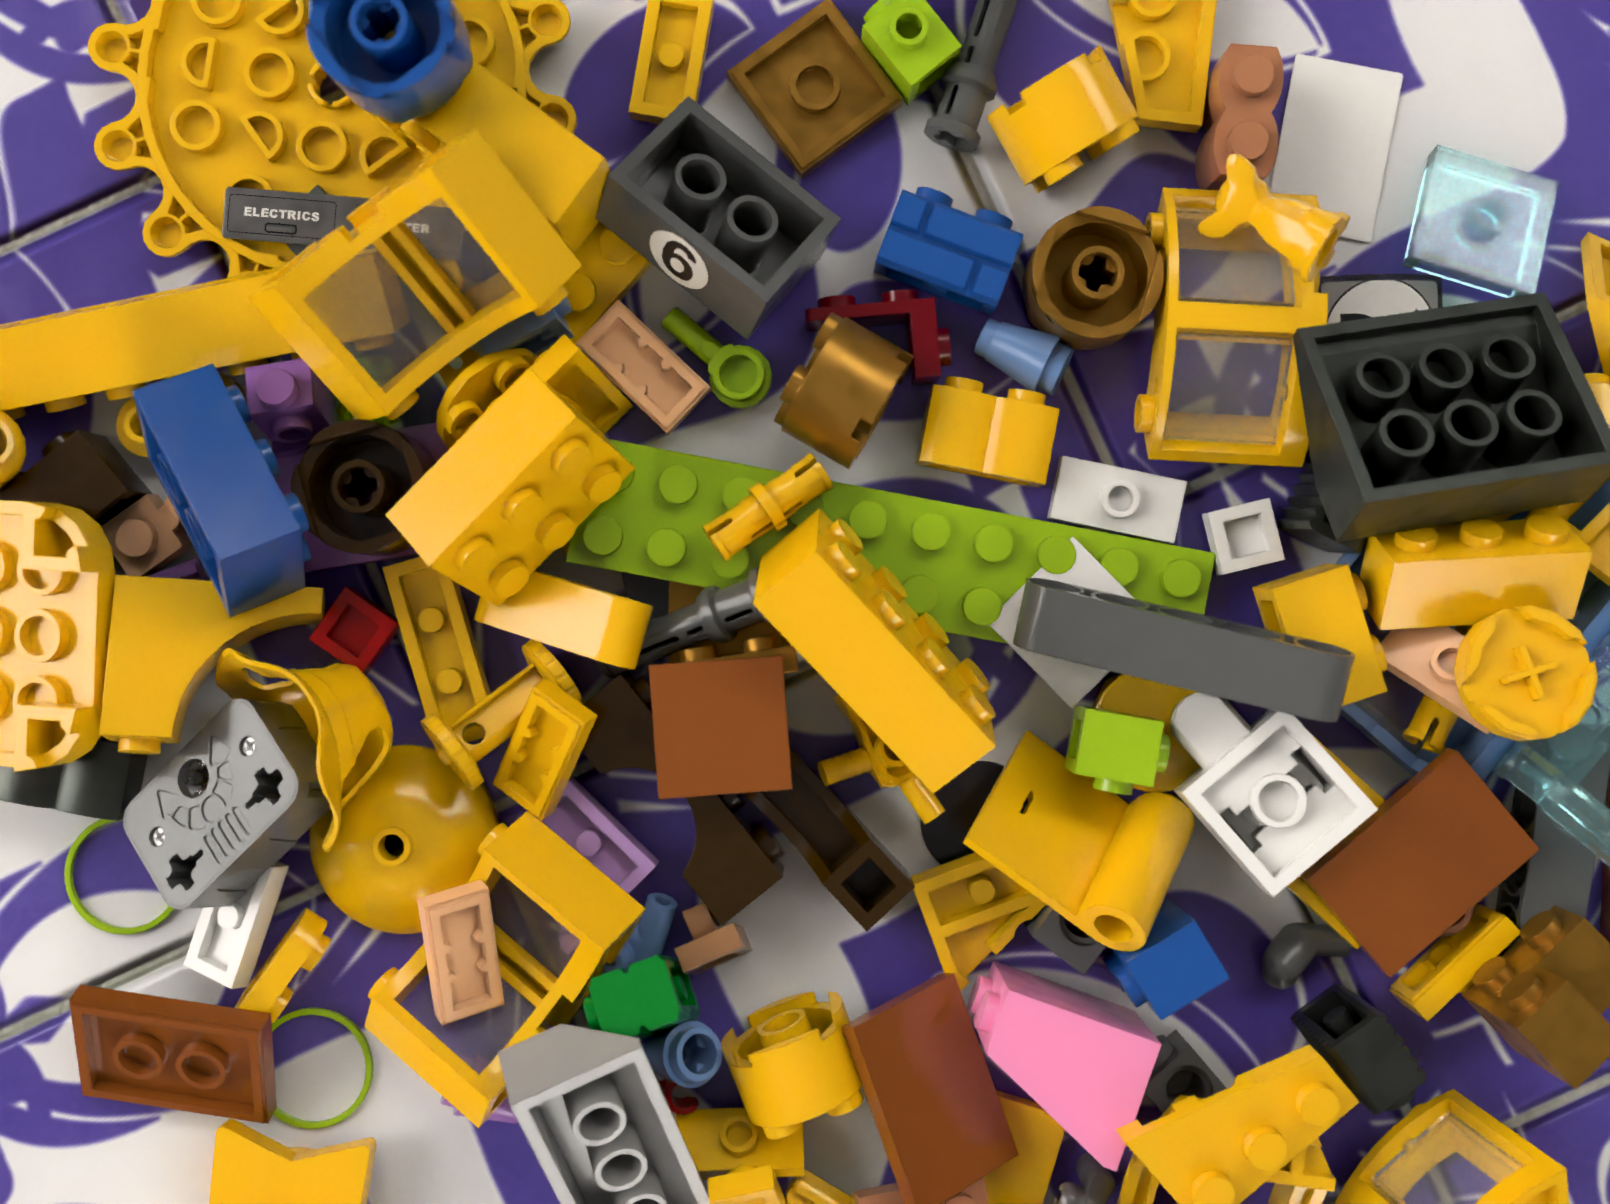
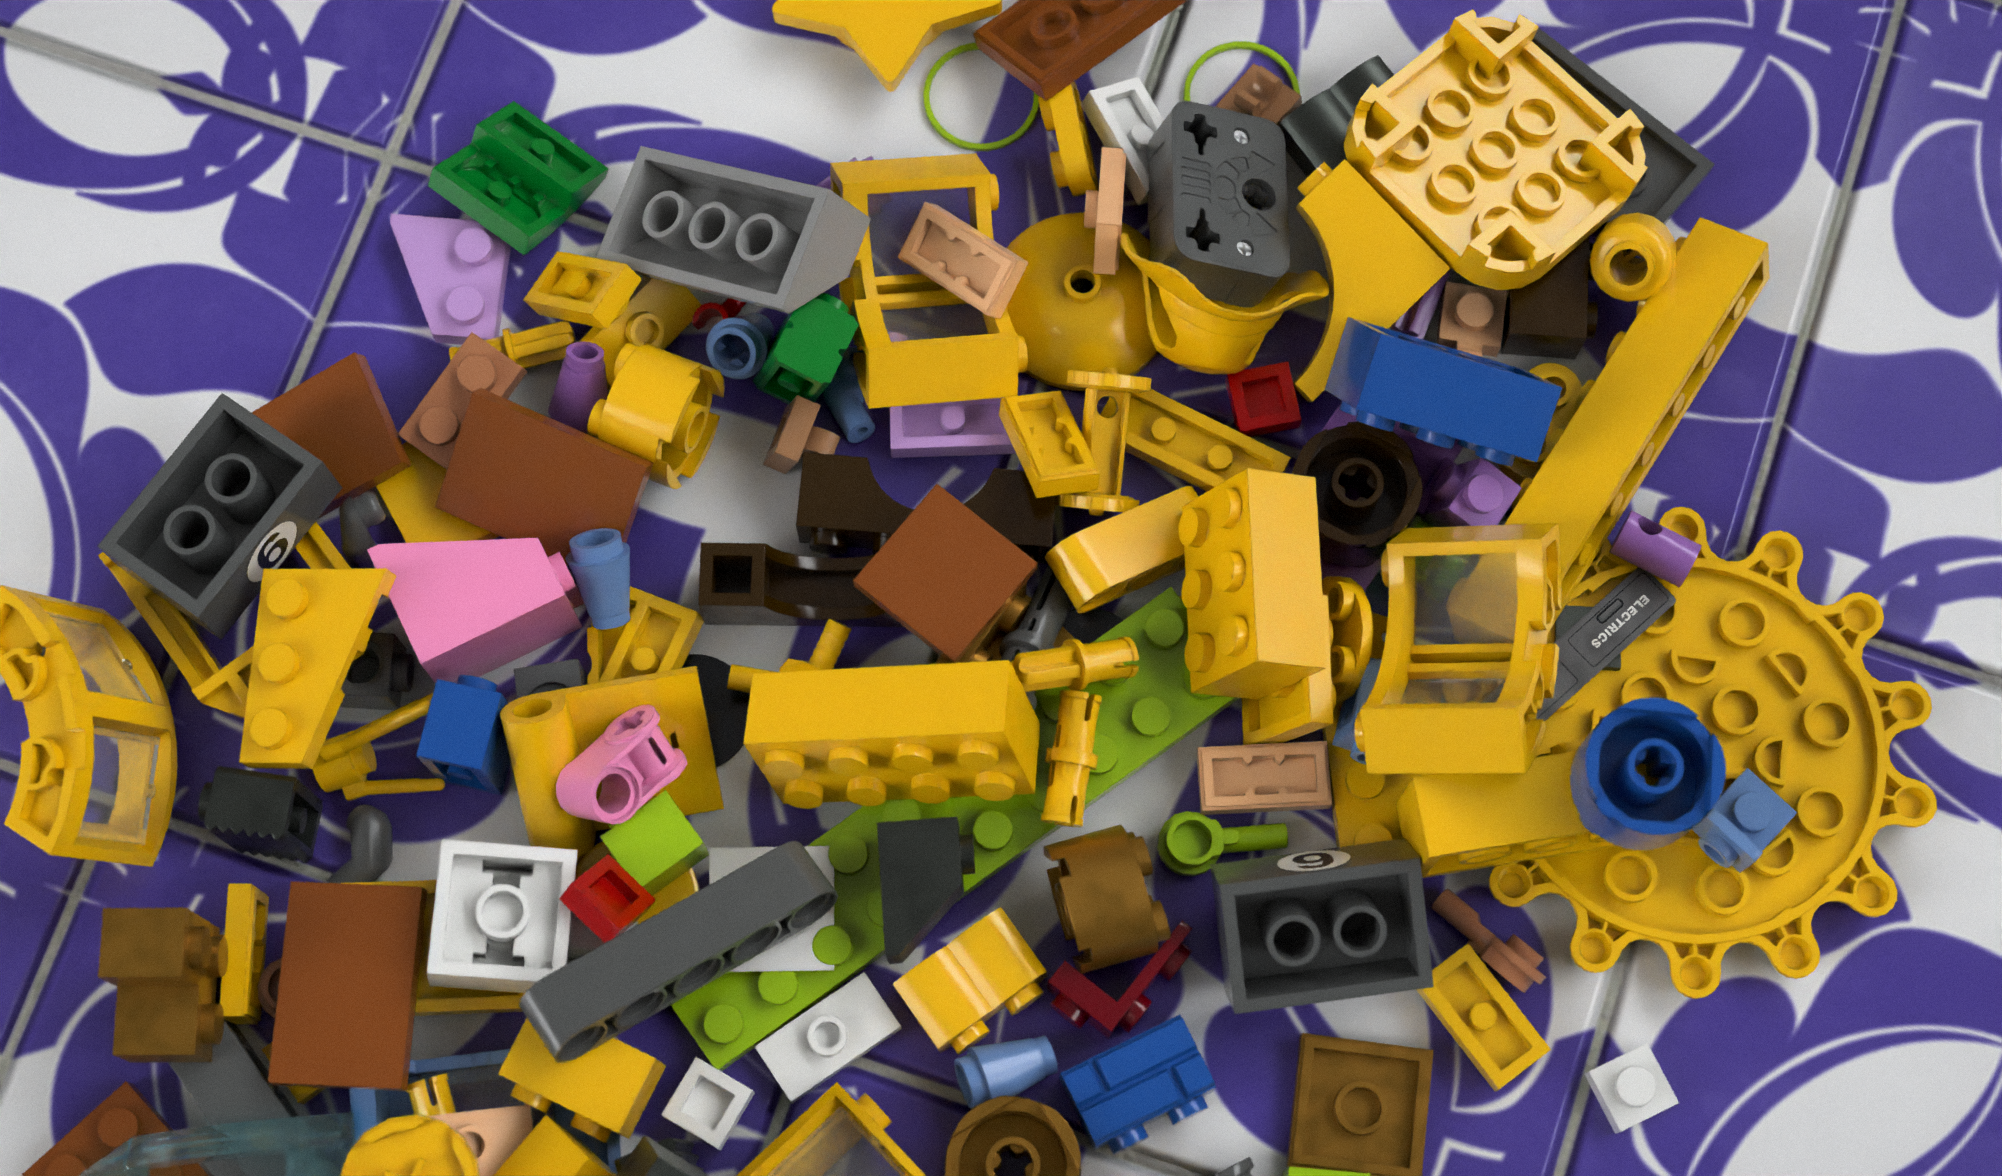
camera: 135 degrees right, 15 degrees down
(110, 856) = (1261, 95): none -> medium nougat tile
(199, 232) = (1655, 549): none -> medium lavender piece
(317, 882) = (1105, 210): none -> light nougat plate
(611, 73) = (1511, 959): none -> nougat plate
(697, 566) = (1076, 664): none -> yellow axle
(830, 1141) = (579, 385): none -> medium lavender cone
(957, 981) = (602, 575): none -> medium blue cone
(959, 532) = (919, 878): none -> pearl dark grey slope
(1085, 820) = (629, 761): none -> bright pink piece
(1198, 734) = (607, 899): none -> red plate
(1246, 1028) = (350, 756): none -> yellow plant

